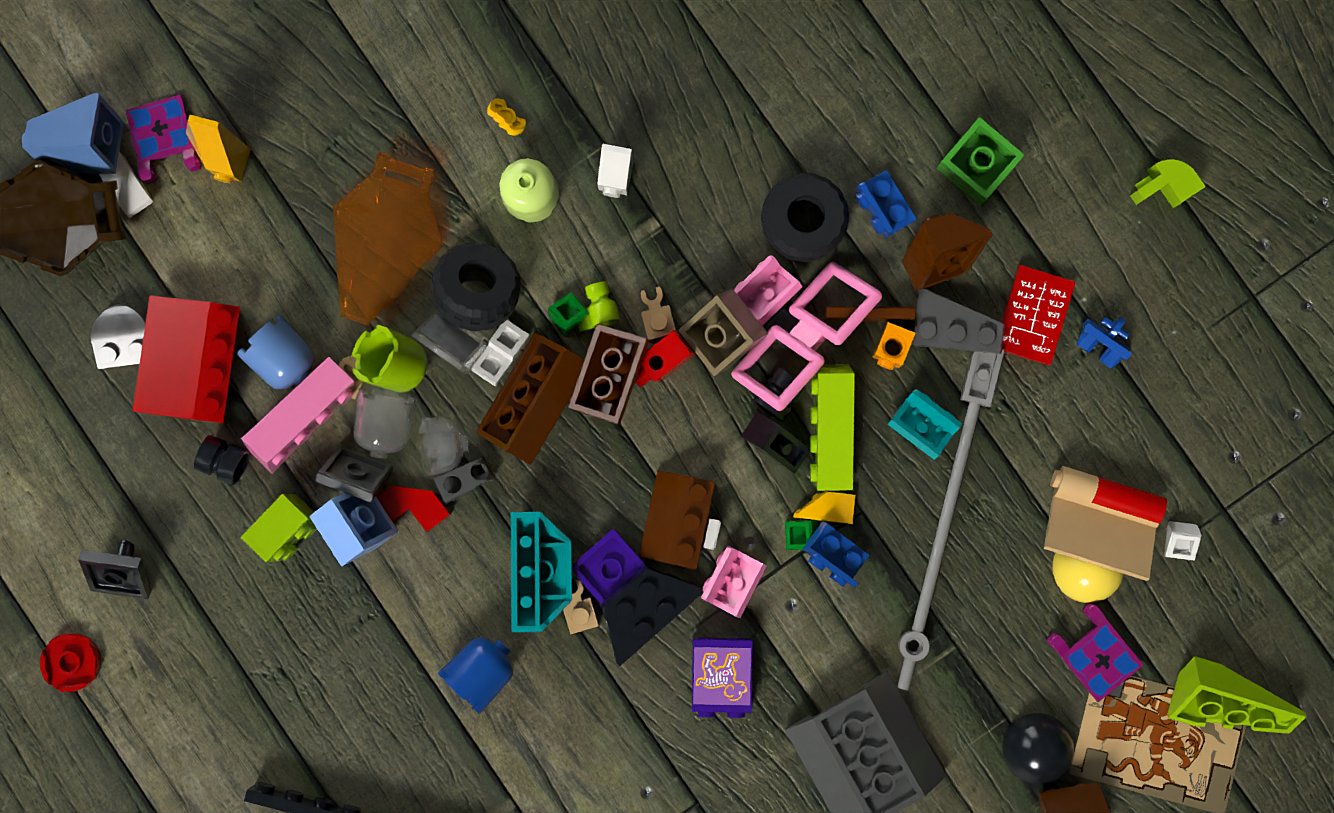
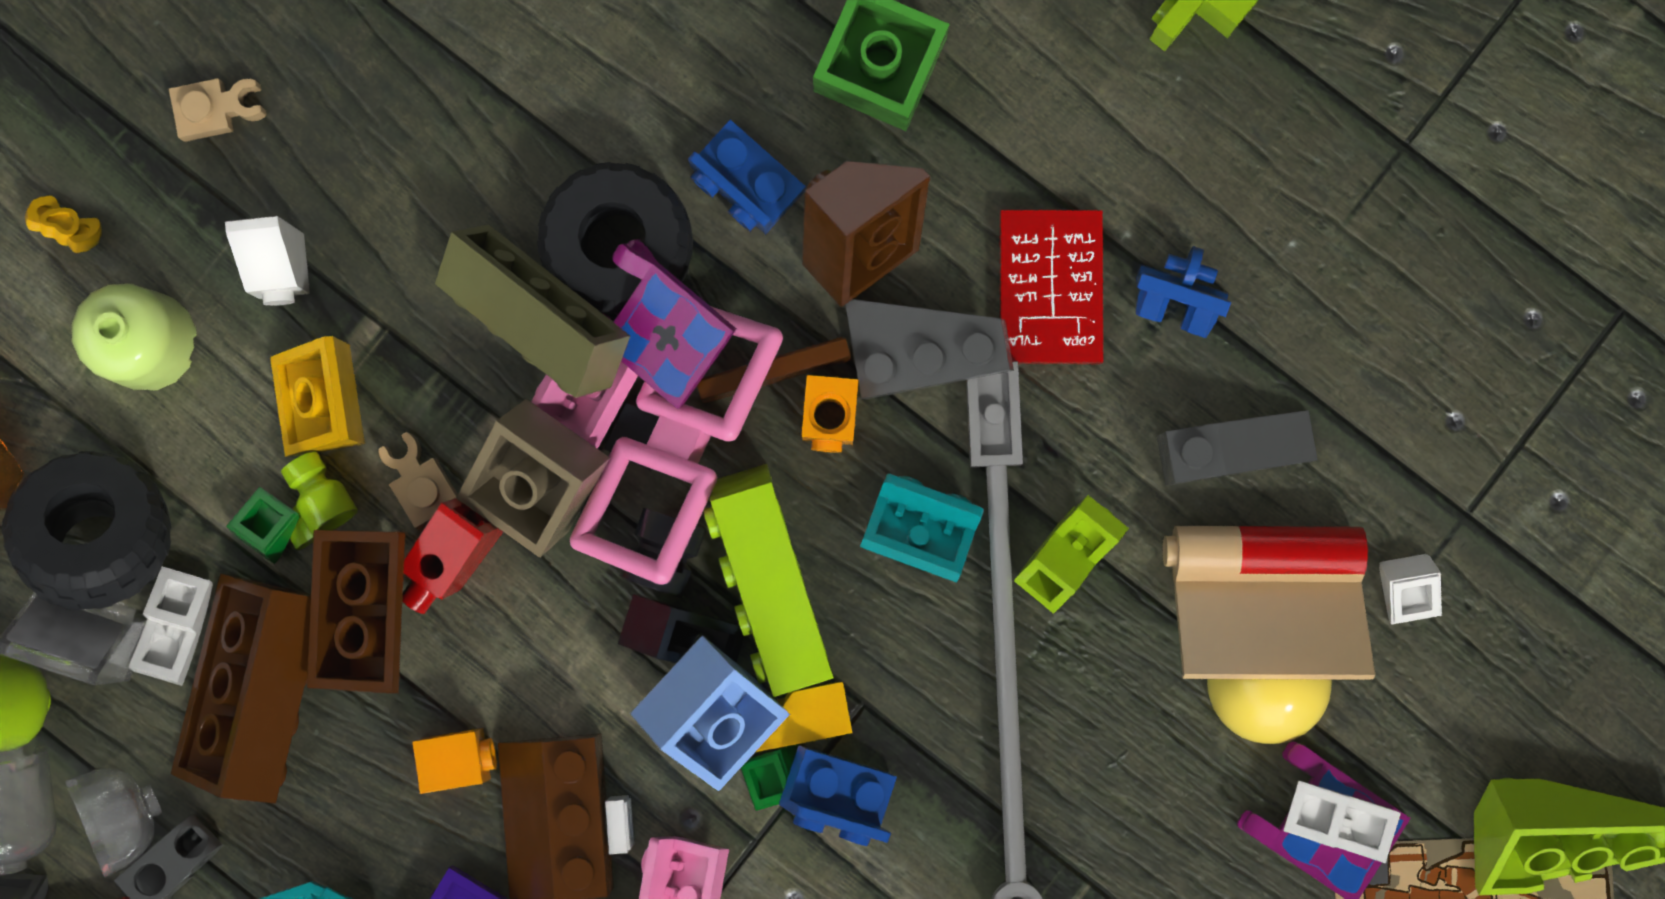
camera: 25 degrees left, 0 degrees up
(601, 77) = (207, 108): none -> tan plate
(614, 252) = (317, 397): none -> yellow slope
(633, 471) = (454, 760): none -> light orange brick
(750, 241) = (532, 310): none -> olive brick
(781, 488) = (709, 714): none -> light blue brick
(819, 274) = (669, 327): none -> magenta flag
(1002, 462) = (1070, 553): none -> lime brick
(1105, 654) = (1341, 821): none -> white slope
(1109, 433) = (1236, 447): none -> dark grey slope

